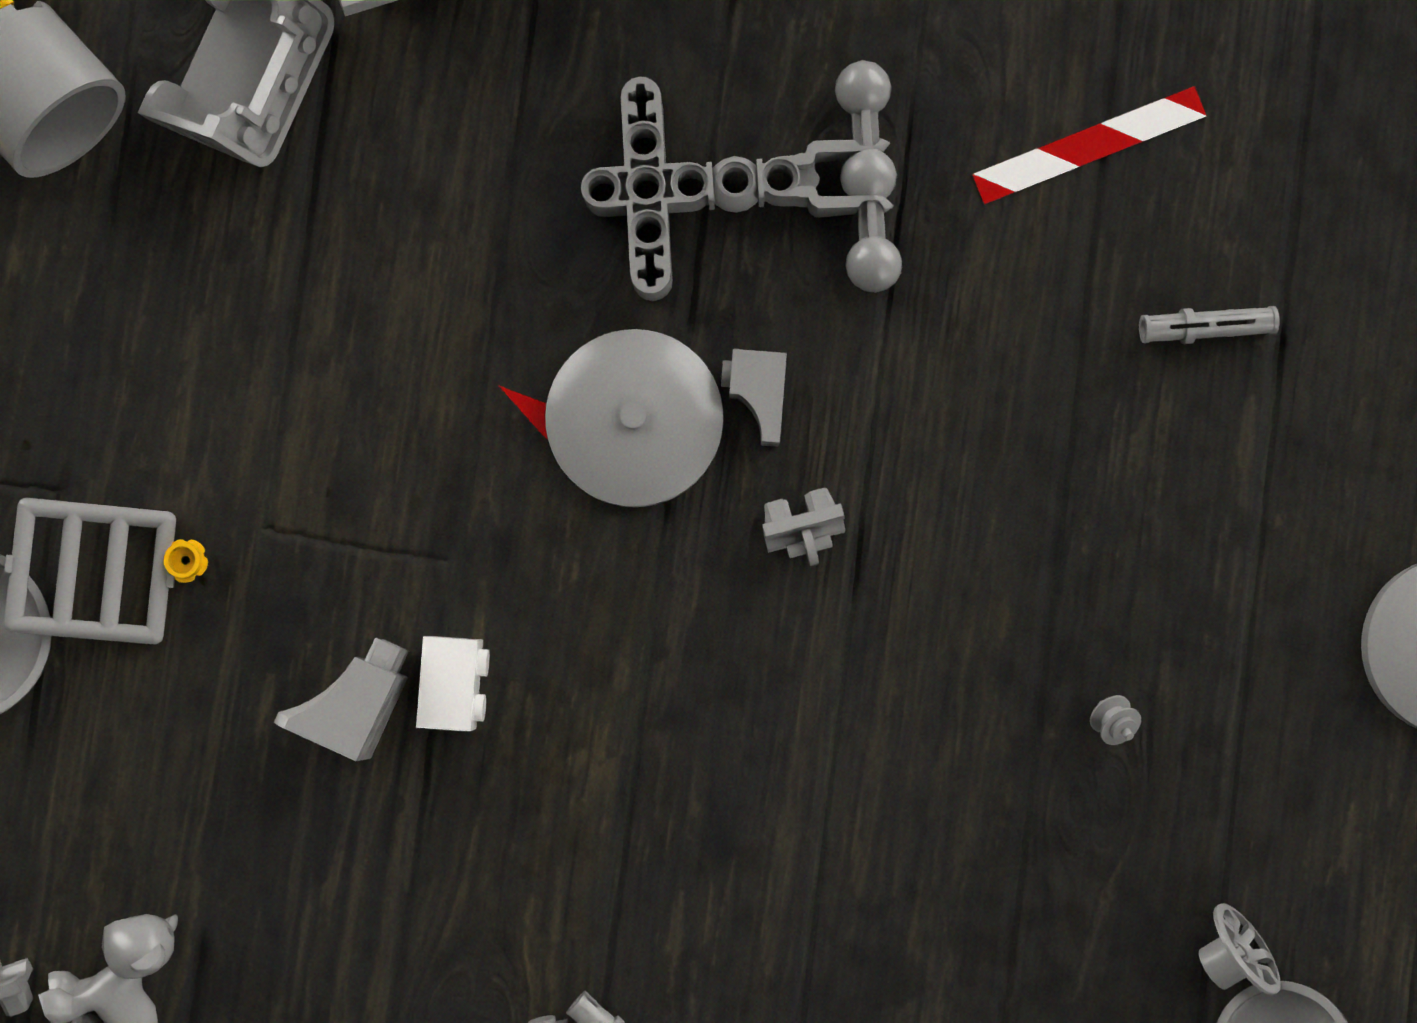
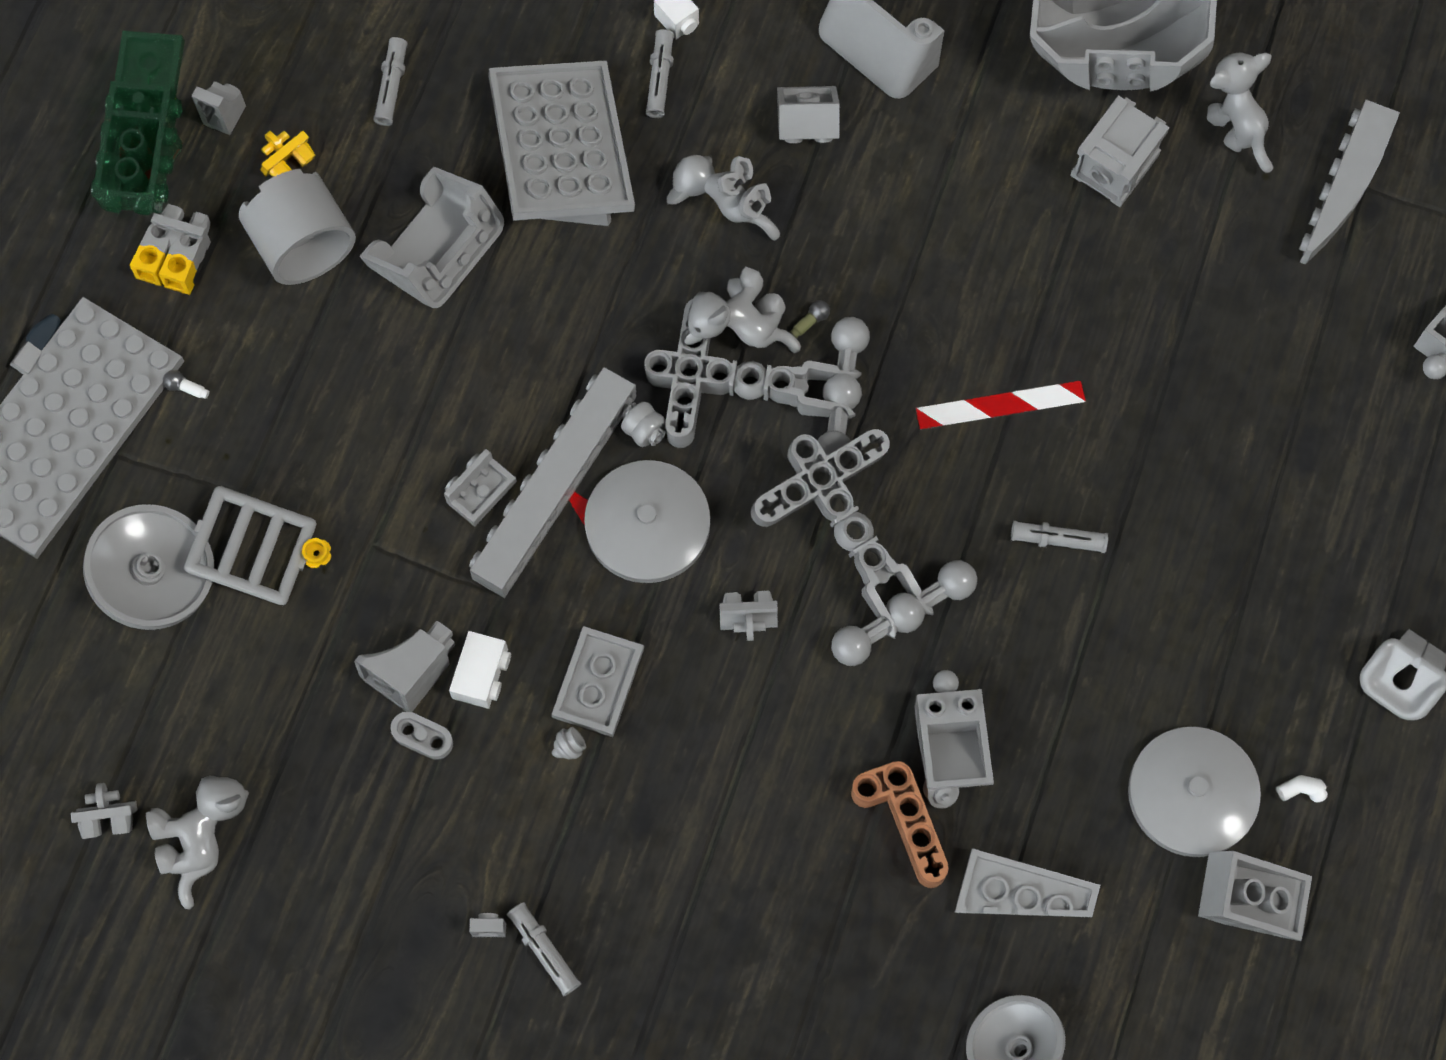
camera: 10 degrees right, 15 degrees down
(389, 421) = (478, 487): none -> light grey bracket
(394, 790) = (423, 735): none -> light grey plate
(491, 390) = (552, 483): none -> light grey brick
(597, 759) = (568, 744): none -> light grey plate
(599, 280) = (643, 424): none -> light grey piece
(617, 664) = (598, 681): none -> light grey plate
(721, 100) = (752, 323): none -> light grey animal
(758, 382) = (734, 513): light grey arch -> none
(809, 59) = (818, 312): none -> piece
(1017, 478) = (904, 610): none -> light grey piece
(1080, 779) = (906, 825): none -> nougat beam
(1127, 654) = (955, 739): none -> light grey slope
(1232, 832) = (1016, 888): none -> light grey wing
(1233, 959) = (992, 971): light grey wheel -> none

